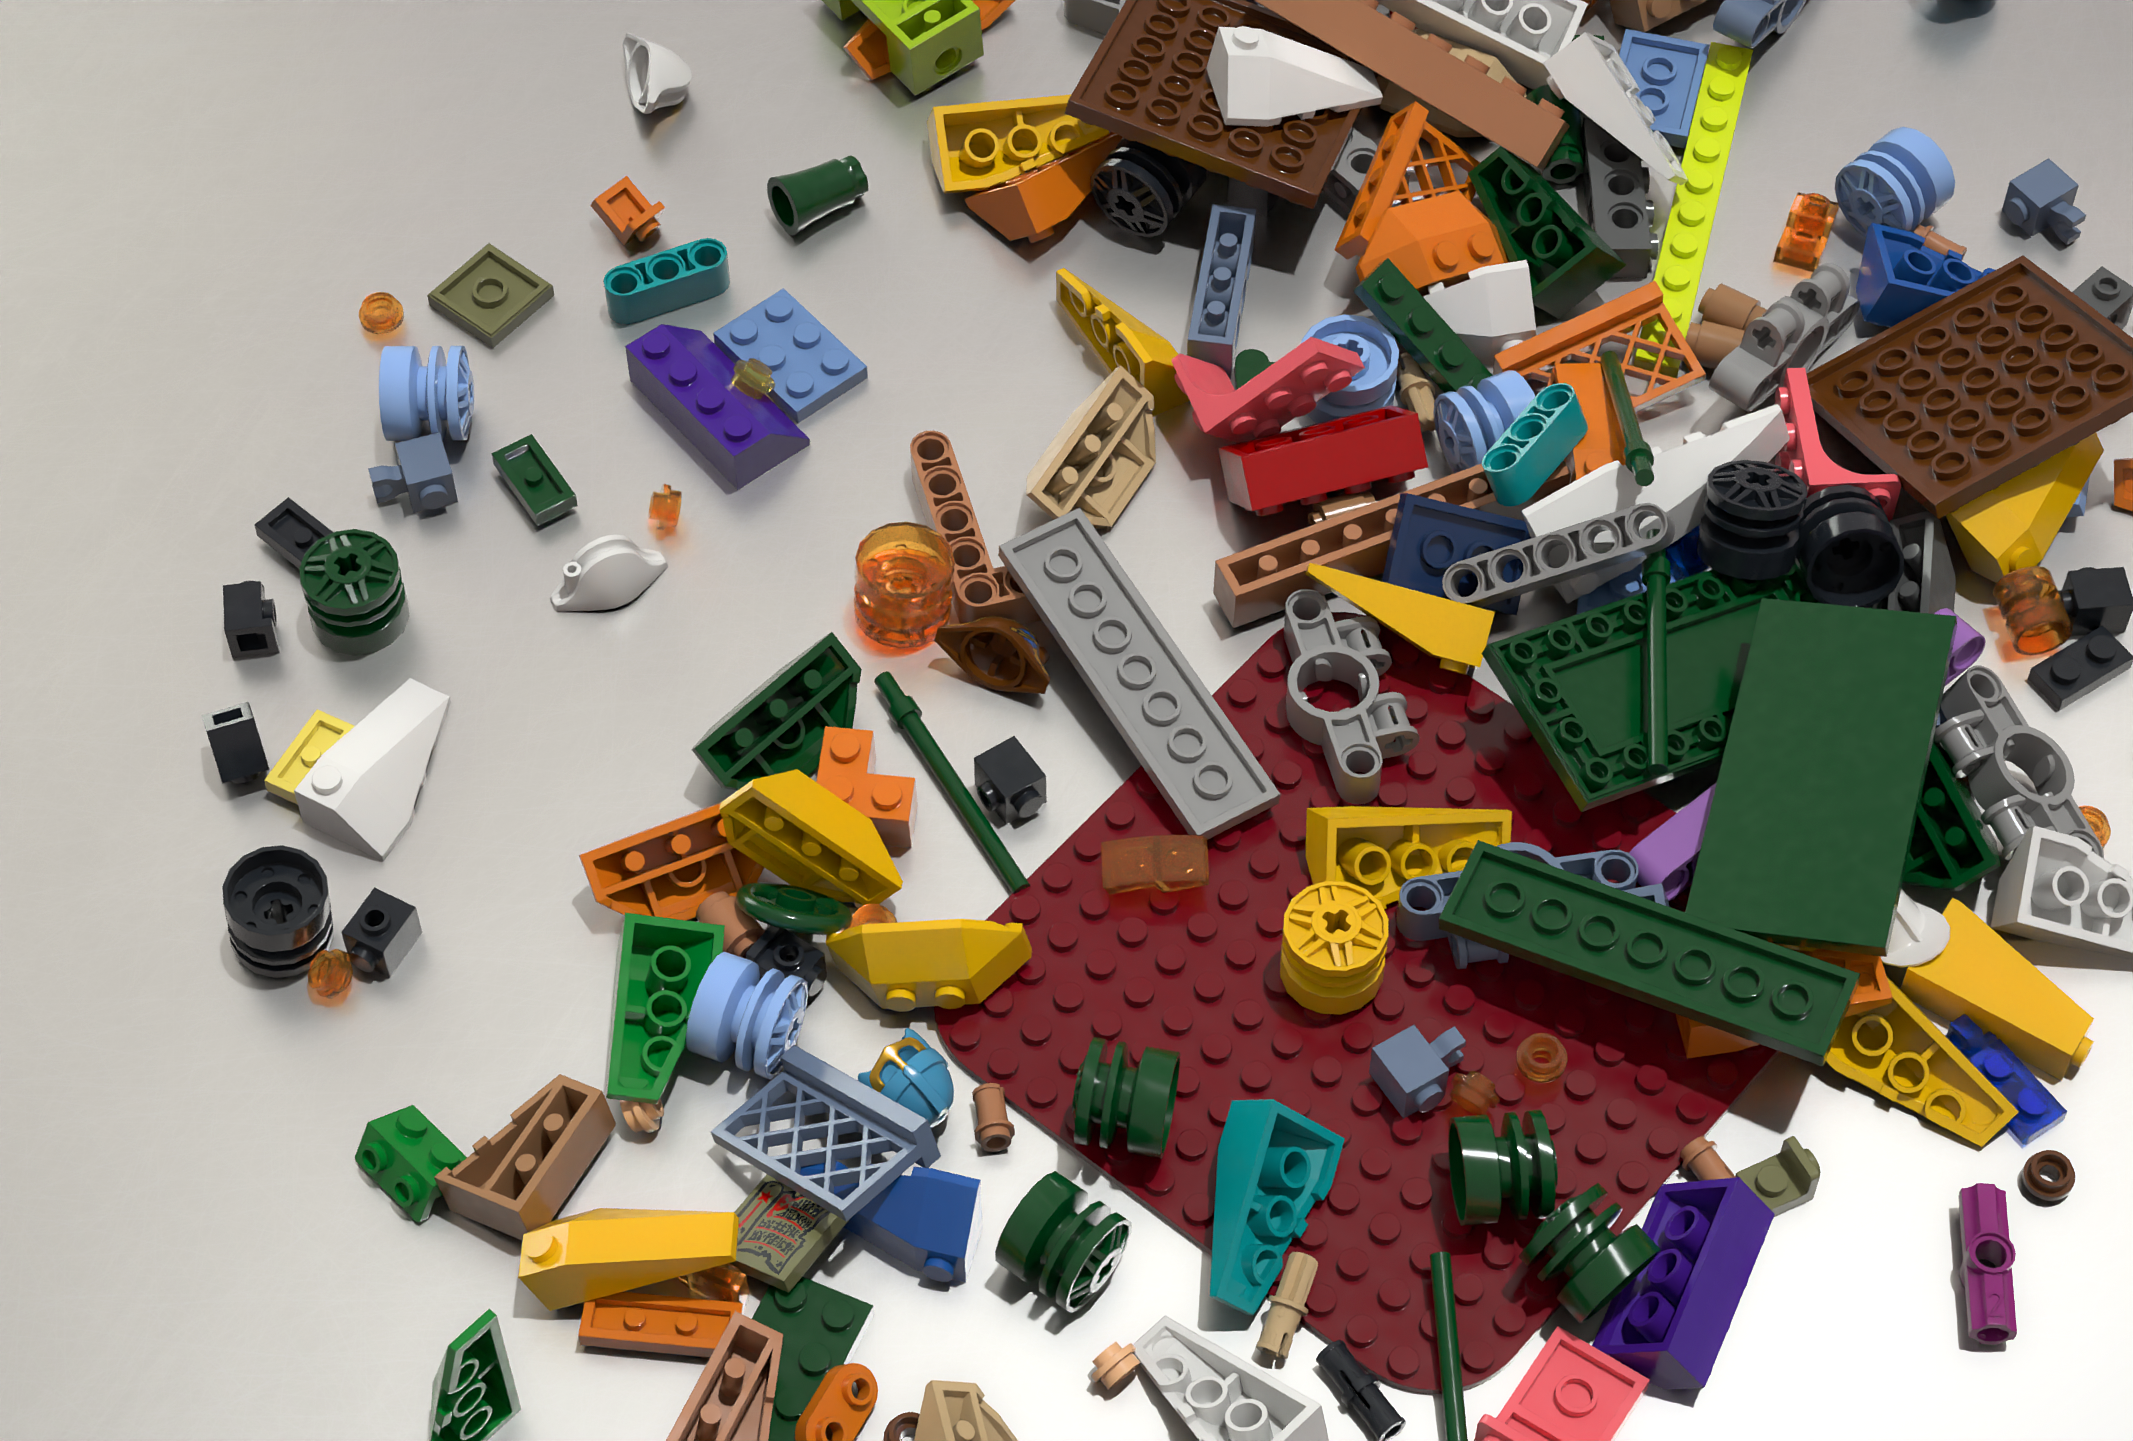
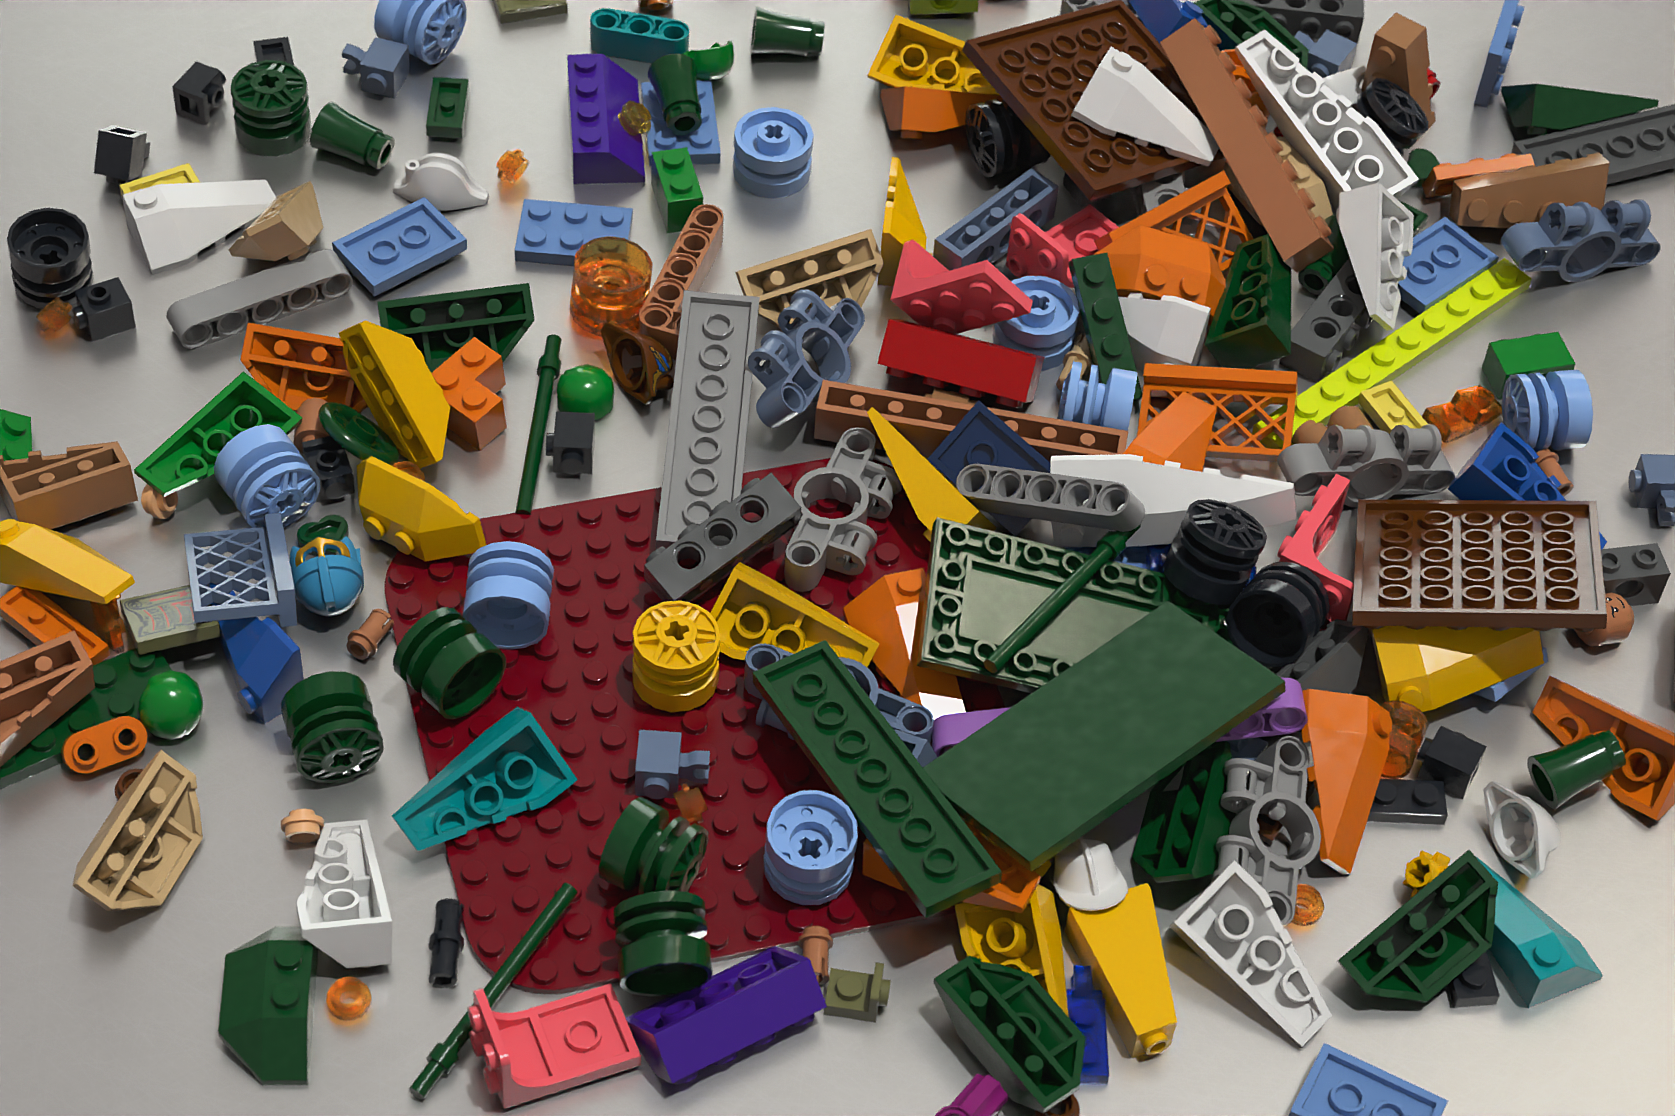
camera: 30 degrees right, 5 degrees down
(469, 575) = (350, 137): none -> dark green plant
(491, 724) = (283, 228): none -> tan wedge
(536, 820) = (259, 298): none -> light grey beam
(629, 669) = (399, 246): none -> medium blue plate
(766, 268) = (713, 62): none -> green hair
(781, 325) = (677, 92): none -> dark green plant
(791, 547) = (556, 230): none -> medium blue plate
(845, 1041) = (329, 527): none -> dark green tile
(864, 434) = (675, 187): none -> green brick
(871, 1325) = (171, 705): none -> green hair
(926, 335) = (772, 152): none -> light blue wheel
(967, 718) = (585, 391): none -> green hair
(1119, 986) = (509, 594): none -> light blue wheel
(1157, 861) = (615, 540): clear orange slope -> none
(1170, 546) = (785, 373): none -> sand blue piece
(1288, 1305) = (446, 858): tan axle -> none
(1304, 276) = (1048, 253): none -> coral bracket
(1305, 733) = (747, 539): none -> dark grey brick
(1505, 769) = (892, 616): none -> orange wedge
(1535, 444) = (1103, 422): teal beam -> none
(1544, 1046) = (756, 803): clear orange plate -> none
(1637, 452) = (1155, 454): dark green bar -> none
(1643, 1040) = (810, 847): none -> light blue wheel
(1752, 271) = (1389, 407): none -> light yellow plate
(1826, 144) = (1524, 356): none -> green brick
(1968, 1126) = (1014, 1031): none -> dark green wedge
(2027, 649) = (1348, 756): none -> orange wedge

